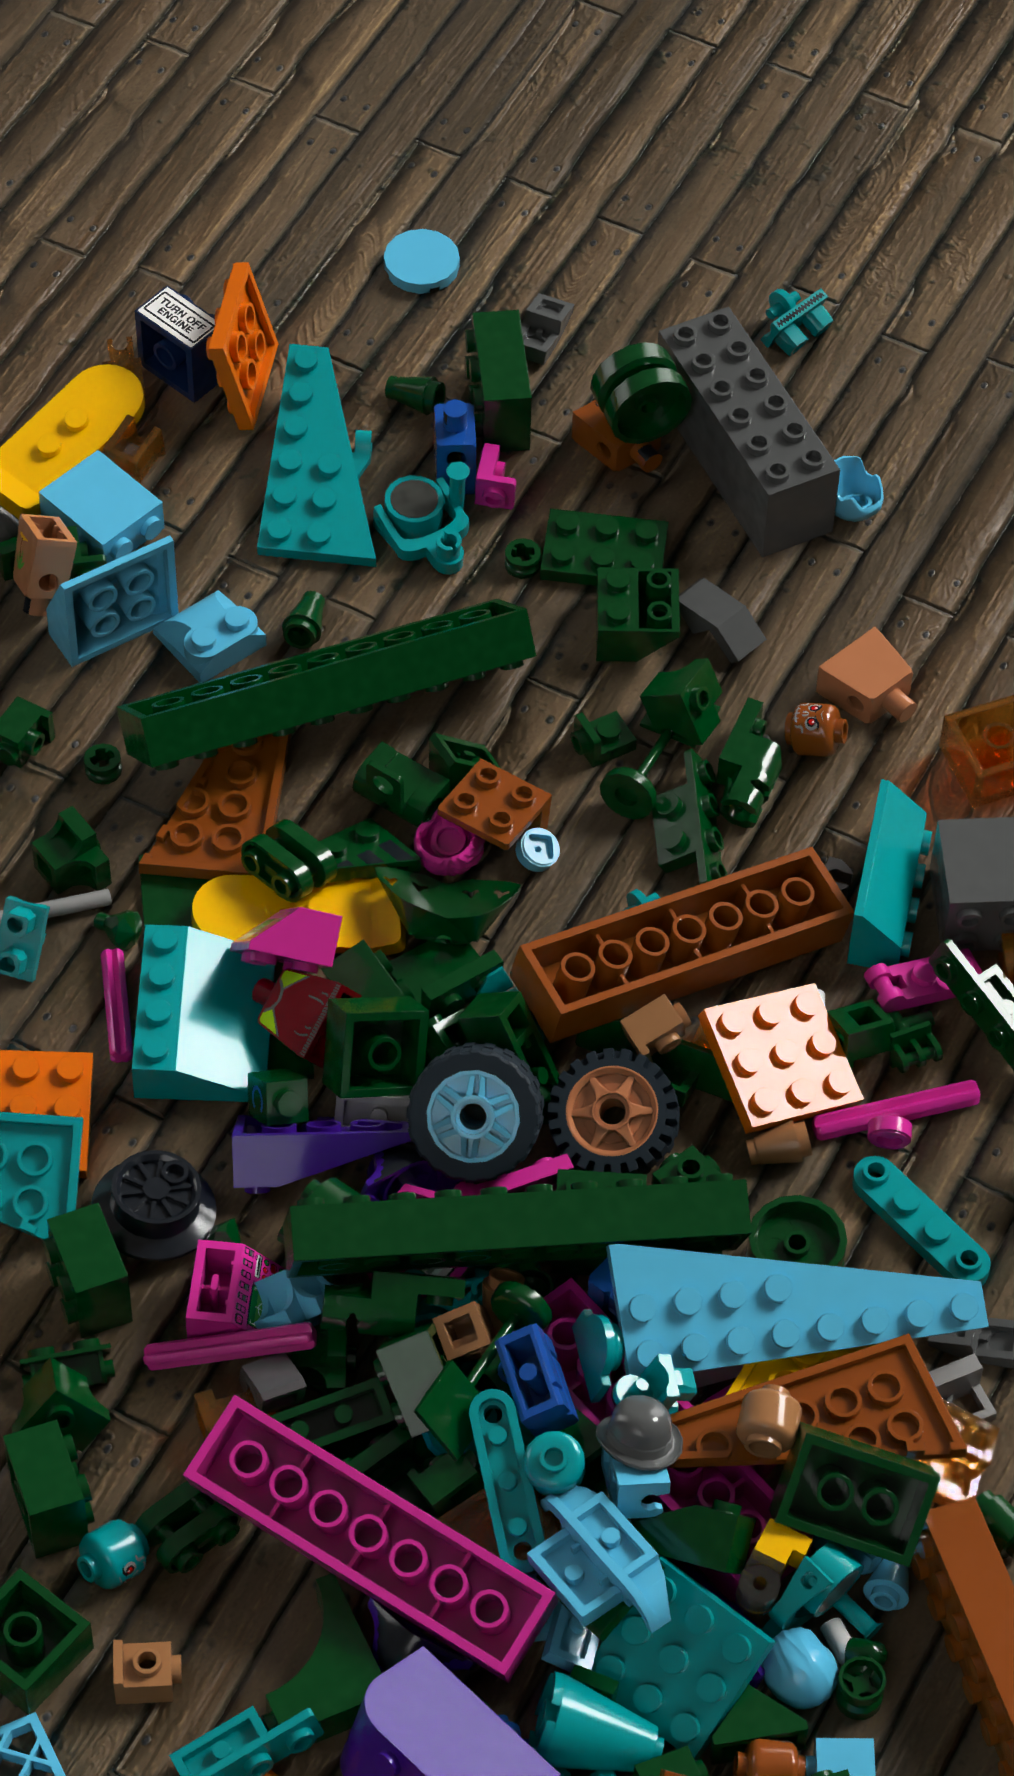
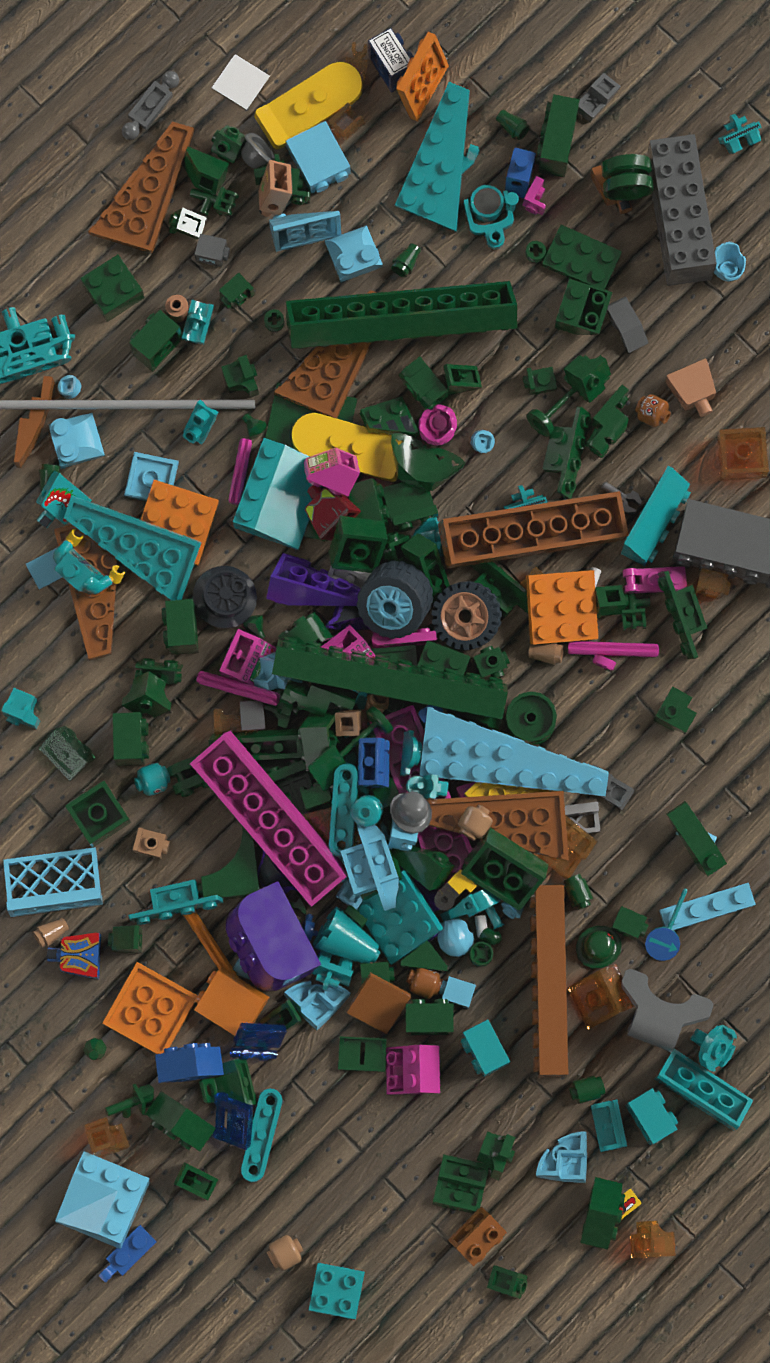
camera: 20 degrees right, 25 degrees up
(278, 1097) = (302, 554): dark green brick -> none
(288, 860) = (337, 415): dark green brick -> none
(421, 261) = (545, 30): medium azure tile -> none
(496, 805) = (465, 415): dark orange bracket -> none
(656, 1027) = (501, 576): medium nougat brick -> none
(919, 1220) = (602, 715): teal plate -> none

